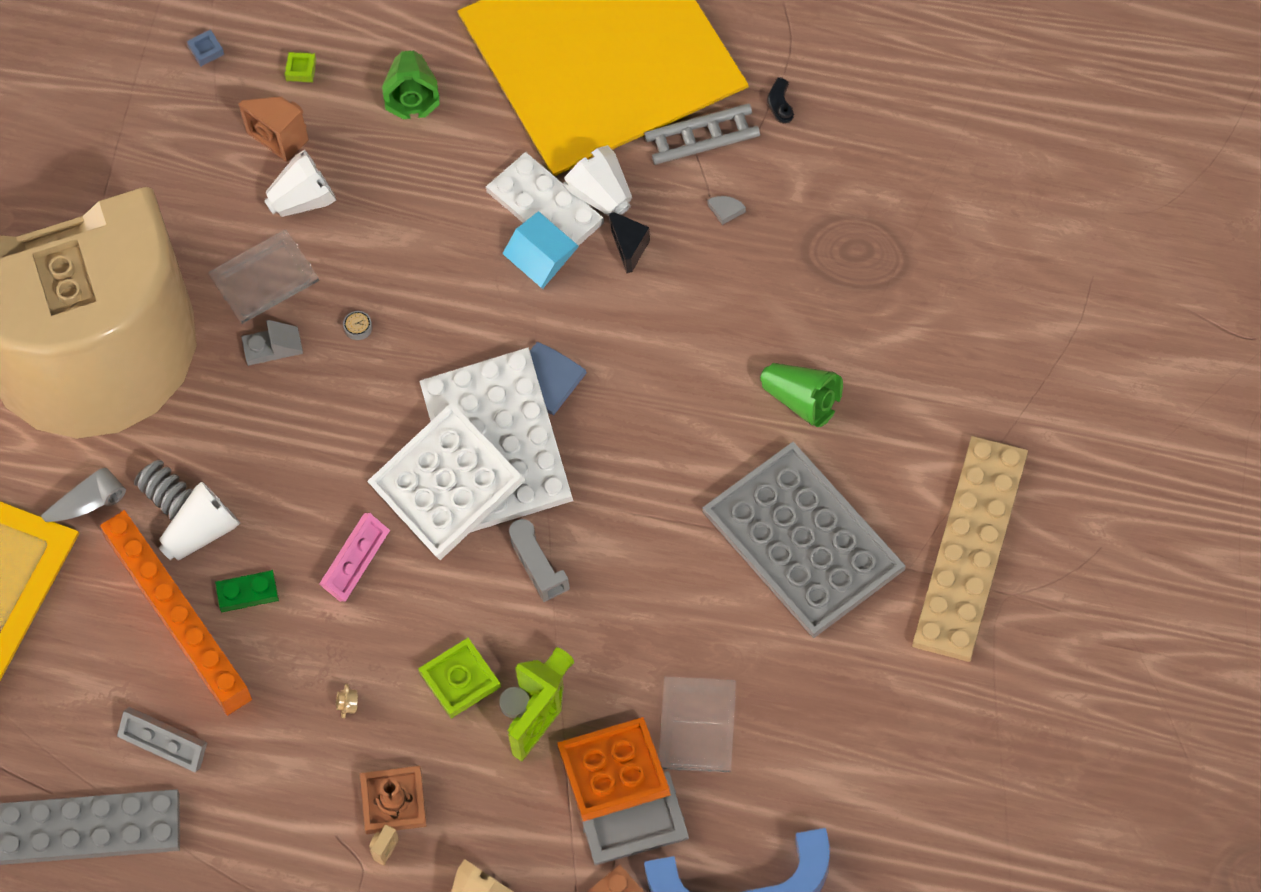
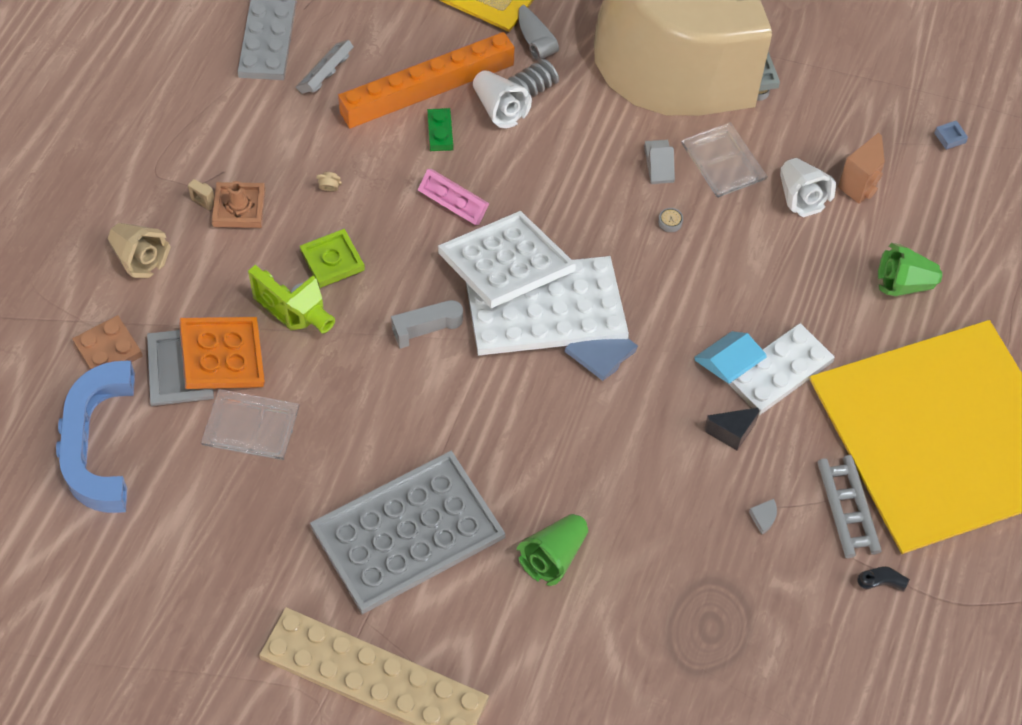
camera: 90 degrees right, 5 degrees down
(300, 67) = (930, 199): lime plate -> none
(600, 182) = (794, 407): white cone -> none

